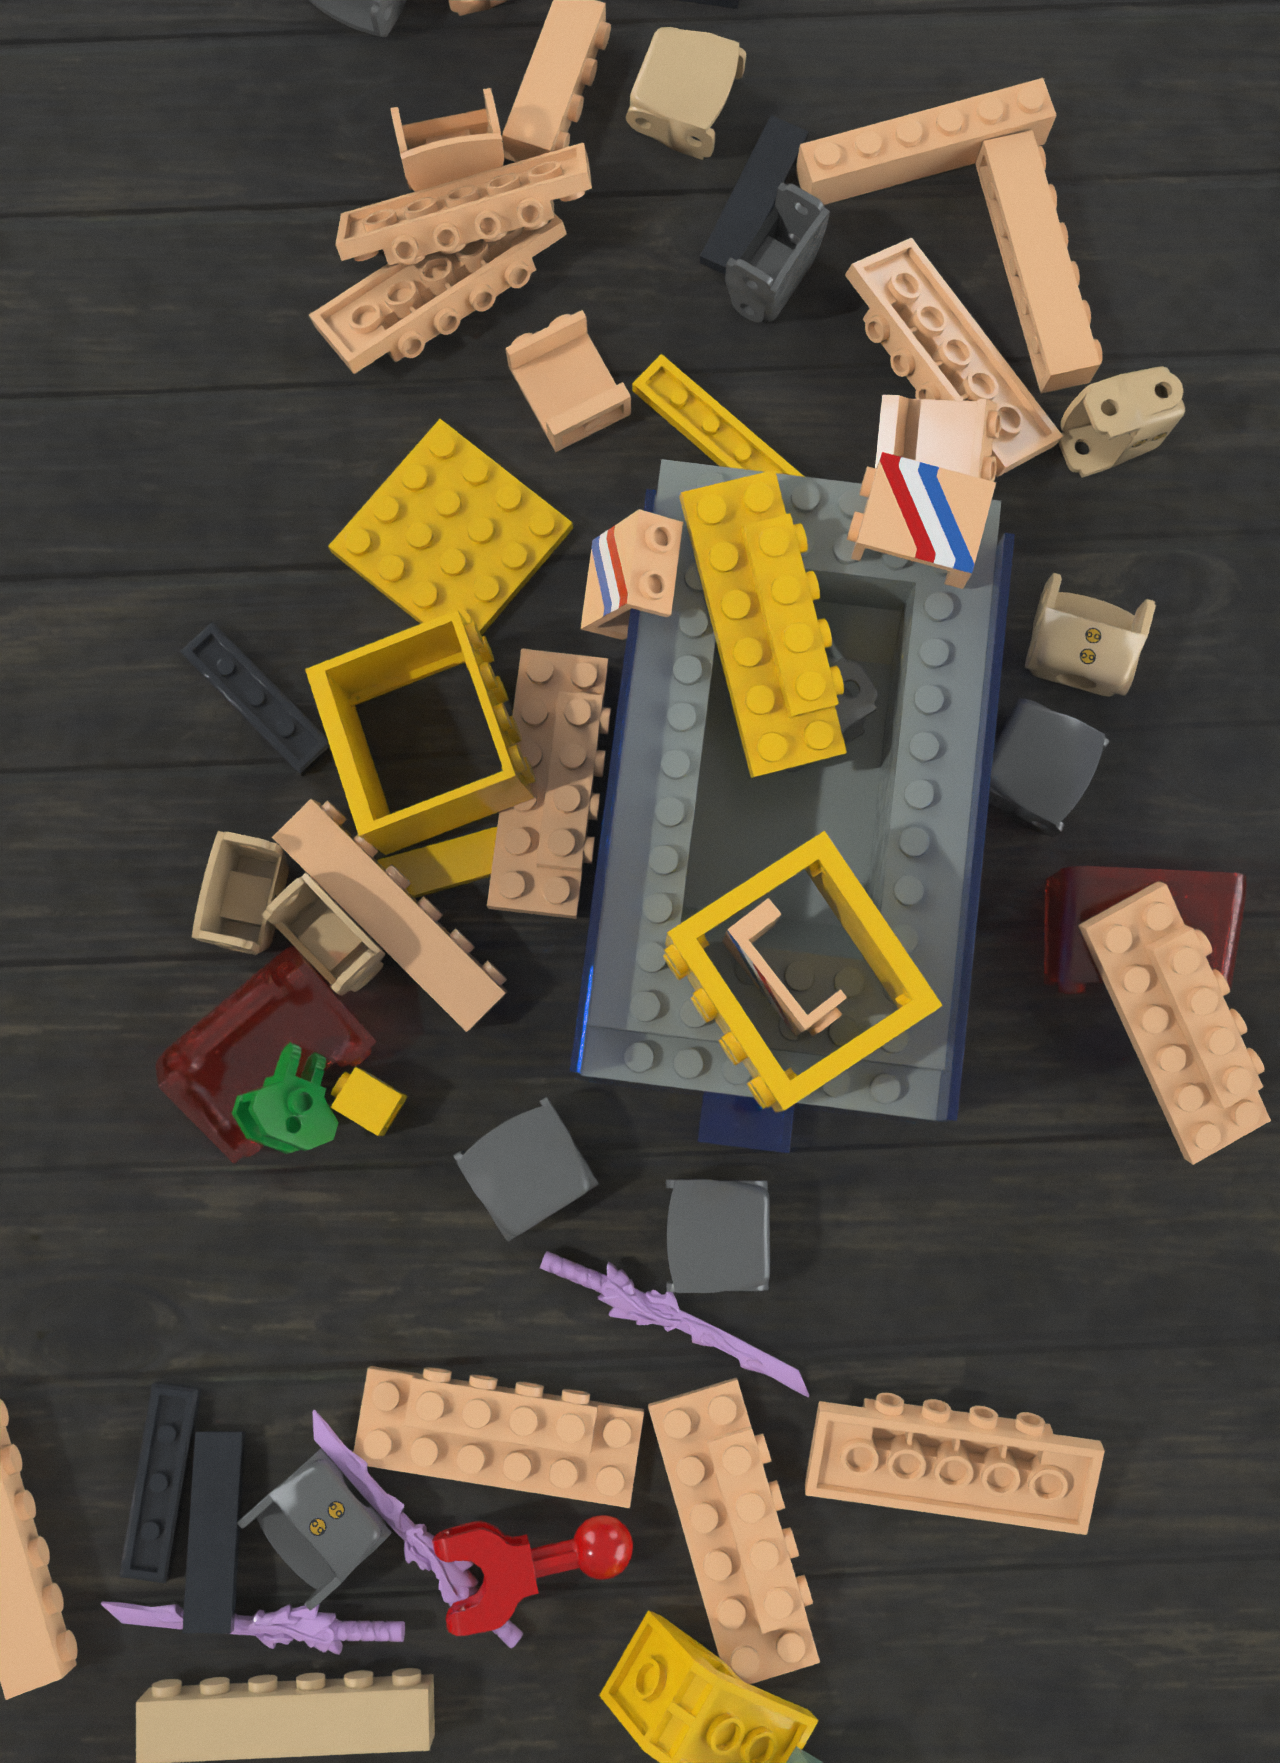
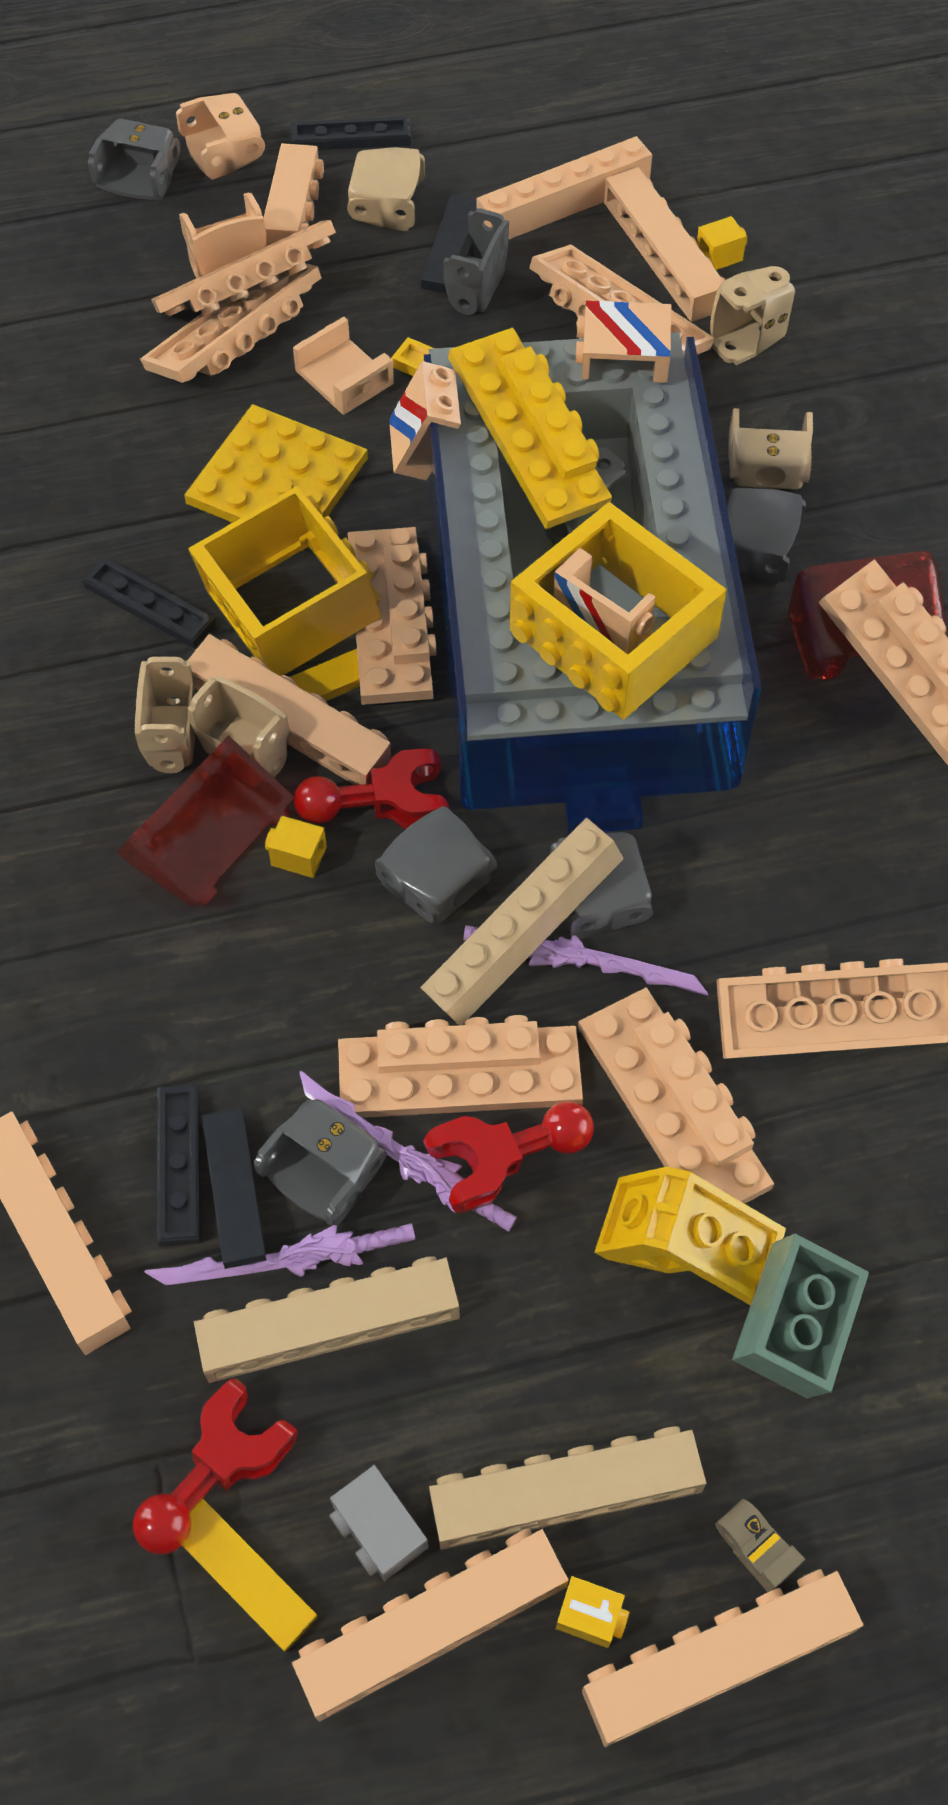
camera: 10 degrees left, 20 degrees down
(288, 1109) = (232, 853): green hinge -> none
(494, 1049) = (390, 791): none -> red piece
(607, 1290) = (523, 921): none -> tan brick
(1114, 277) = (722, 242): none -> yellow brick

